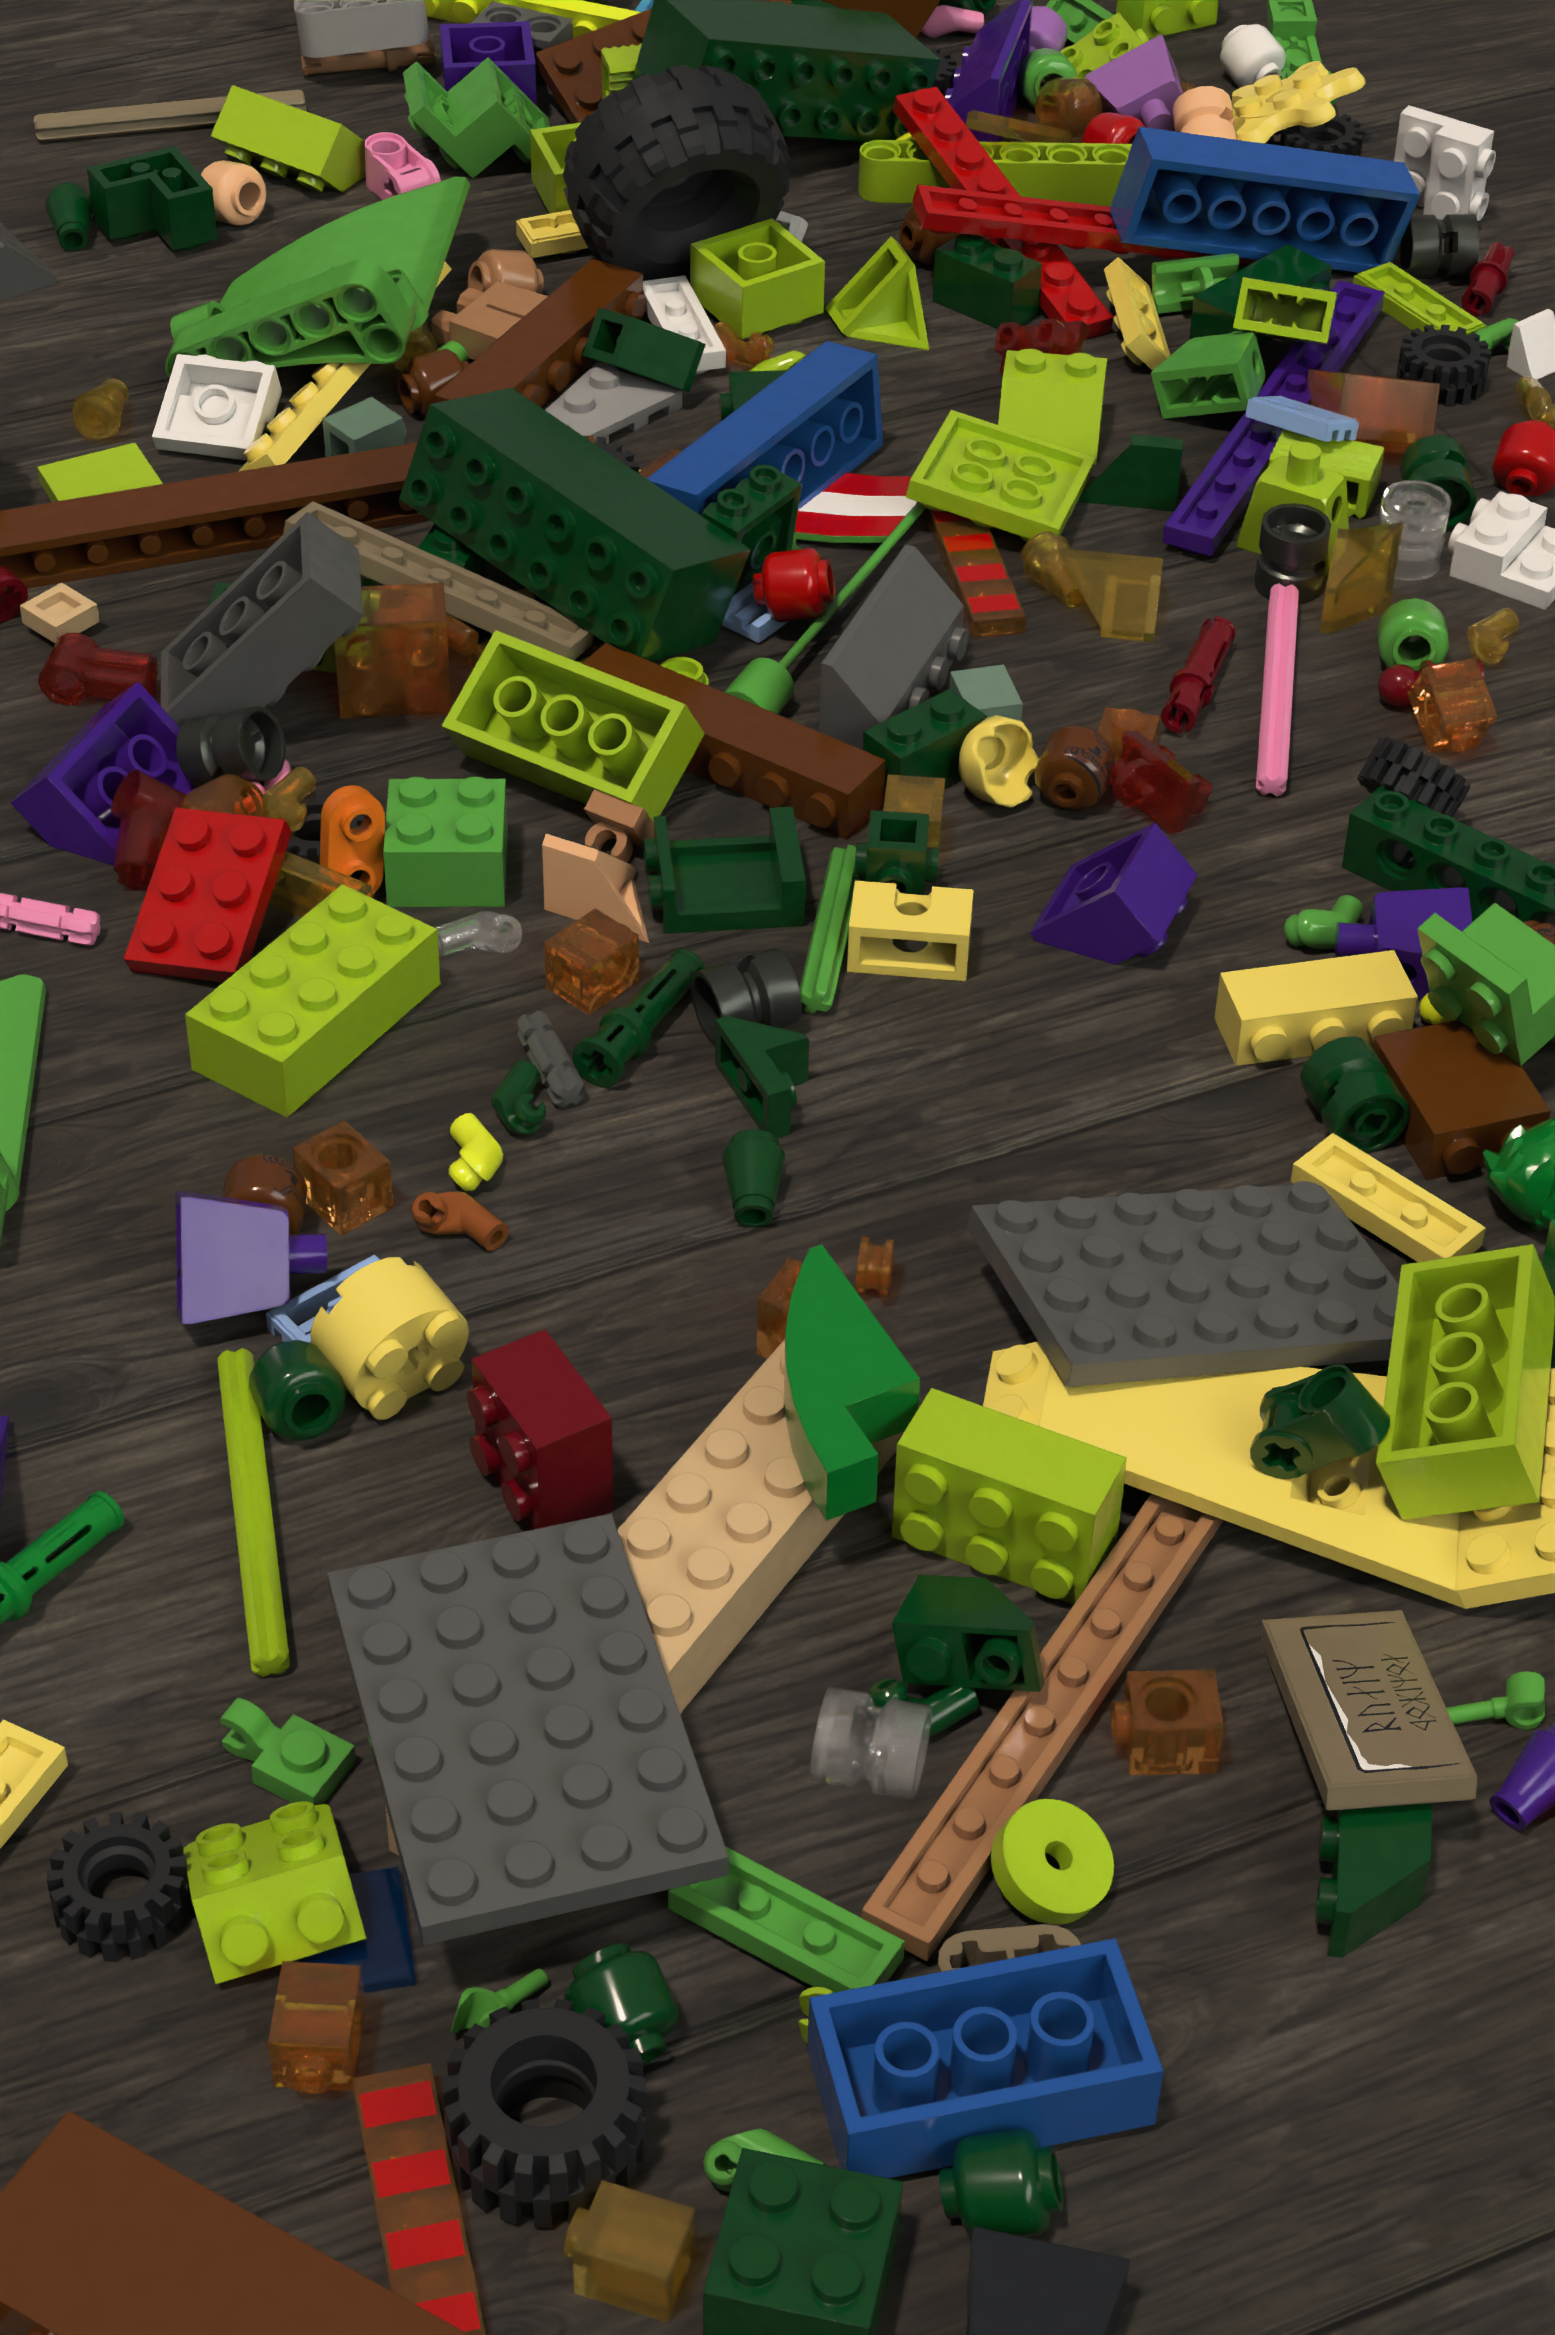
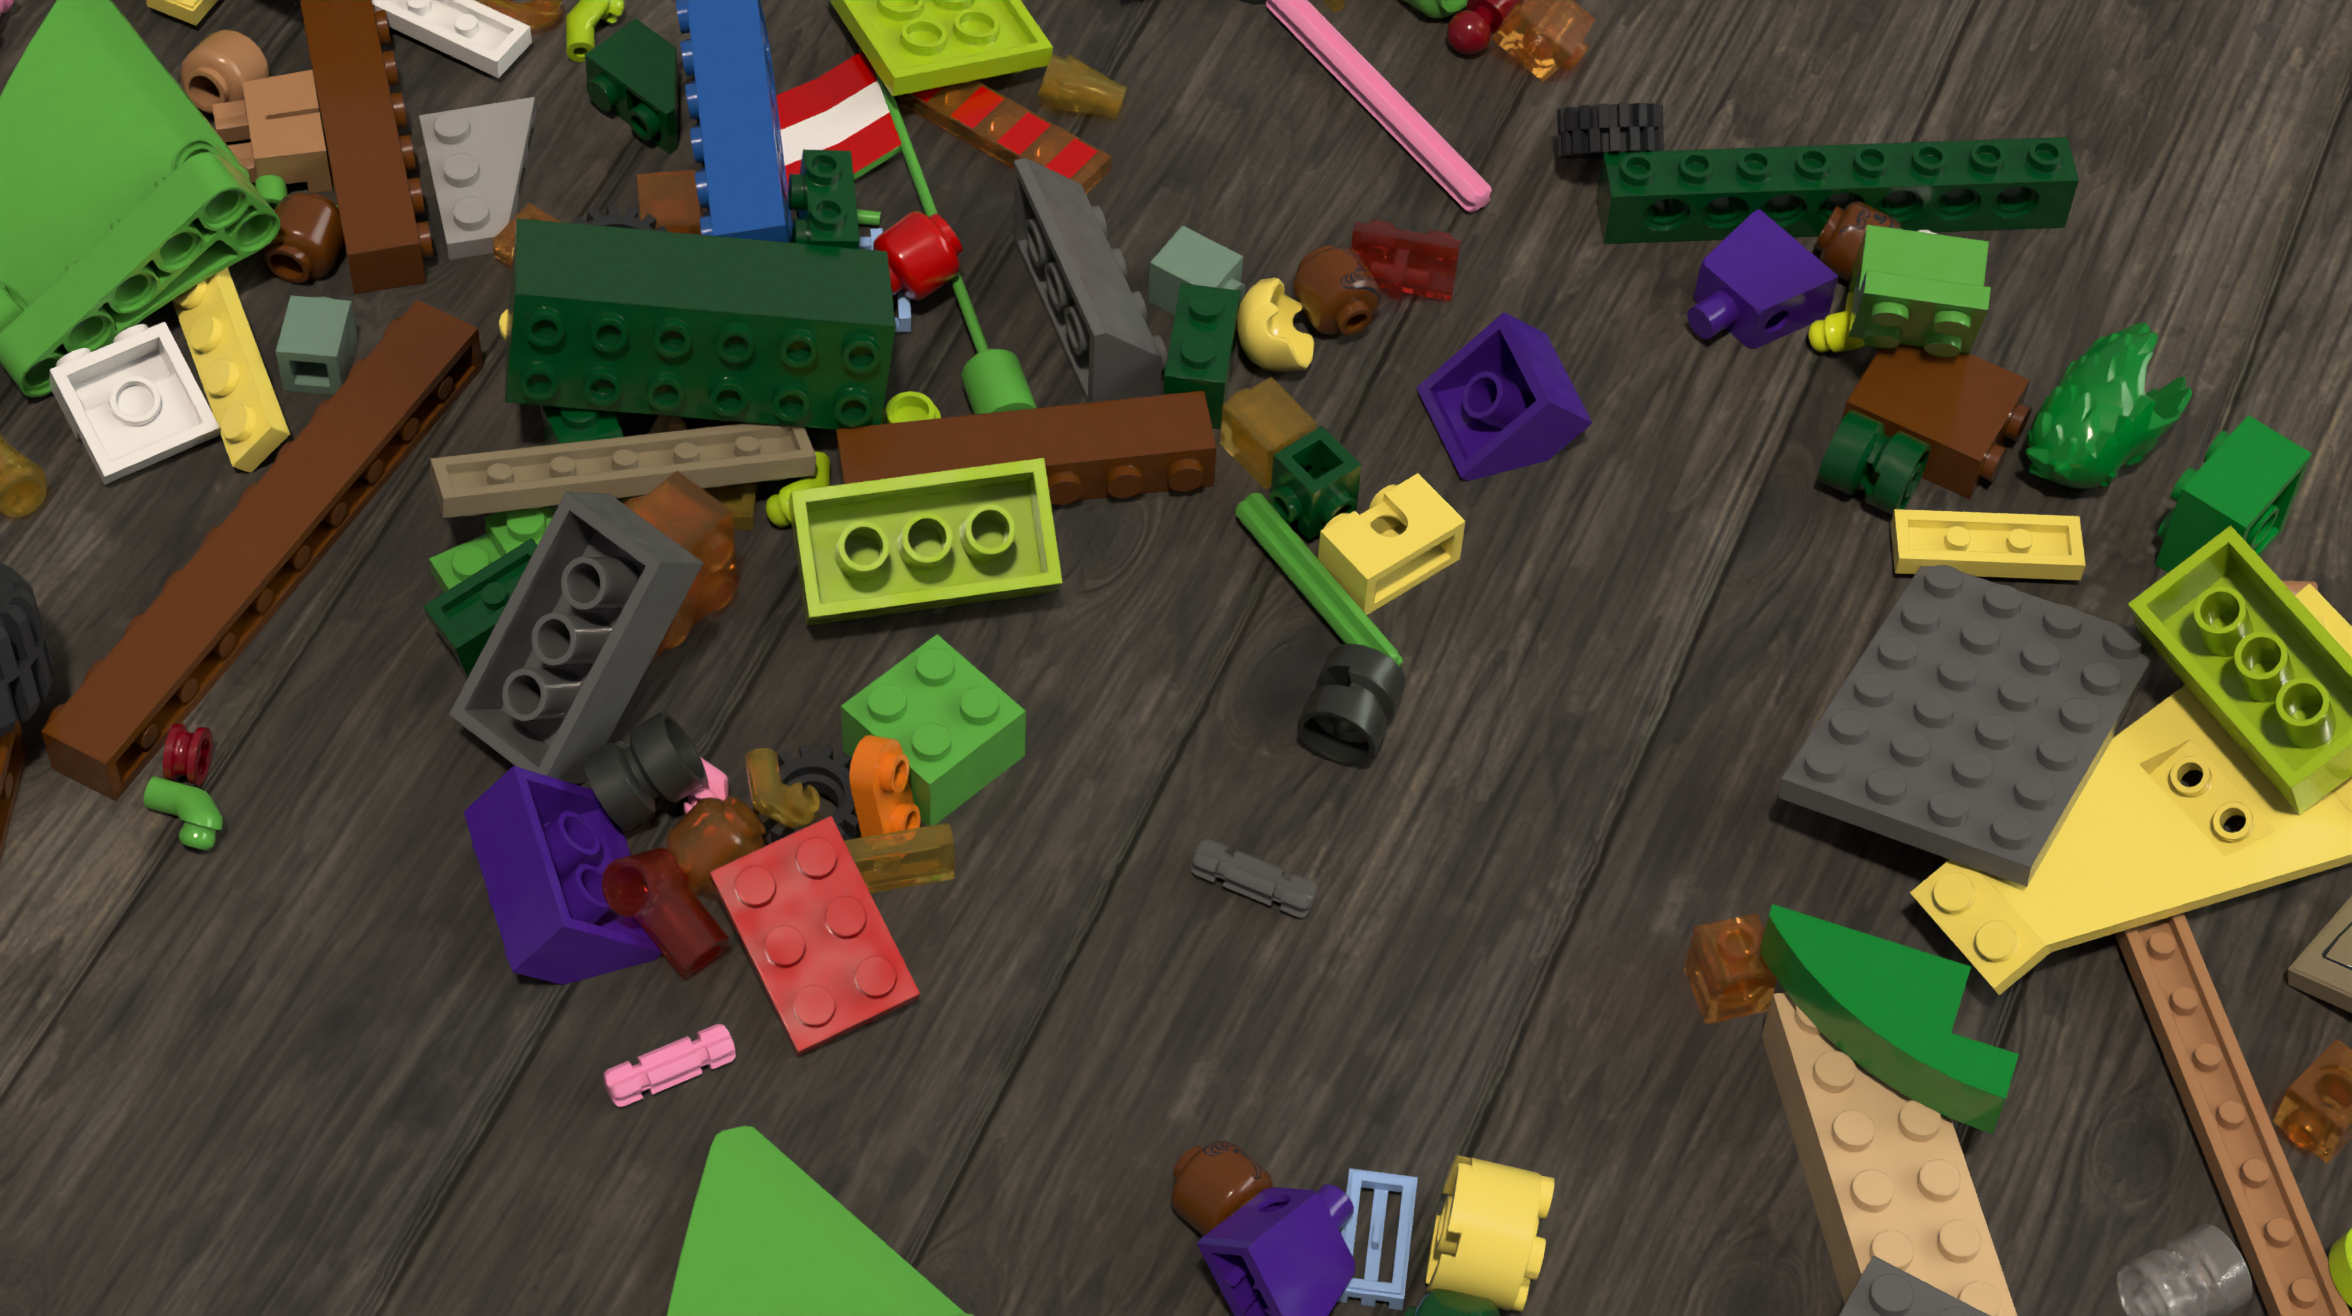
camera: 45 degrees left, 10 degrees up
(59, 612) = (271, 736): tan plate -> none
(84, 669) = (377, 783): clear red piece -> none
(97, 473) = (114, 561): lime tile -> none
(313, 1000) = (1020, 970): lime brick -> none
(344, 1177) = (1256, 1095): clear orange brick -> none
(458, 1215) = (1364, 1078): dark orange arm -> none
(479, 1153) = (1310, 1007): neon yellow arm -> none
(480, 931) = (1051, 796): clear arm -> none
(514, 1097) = (1289, 948): dark green arm -> none
(541, 1433) = (1701, 1227): dark red brick -> none
(586, 879) = (1092, 687): light nougat slope -> none
(592, 961) = (1187, 760): clear orange brick -> none
(617, 821) = (1045, 605): medium nougat tile -> none
(627, 1030) = (1286, 805): dark green pin -> none
(643, 349) = (473, 76): dark green slope -> none
(728, 879) = (1187, 592): dark green panel -> none
(753, 1175) = (1541, 868): dark green cone -> none
(762, 1069) = (1424, 767): dark green slope -> none
(875, 1266) = (1720, 880): clear orange bush -> none
(947, 1704) = (2173, 1220): dark green arm -> none
(965, 1636) = (2157, 1144): dark green slope -> none
(1006, 1496) = (2073, 1003): lime brick -> none
(1117, 721) = (1316, 223): clear orange plate -> none
(1118, 590) = (1165, 77): clear yellow slope -> none
(1192, 686) = (1320, 140): dark red pin -> none
(1303, 1005) = (1755, 401): light yellow brick -> none
(1316, 1423) = (2203, 795): dark green piece -> none
(1318, 927) = (1668, 315): bright green arm -> none

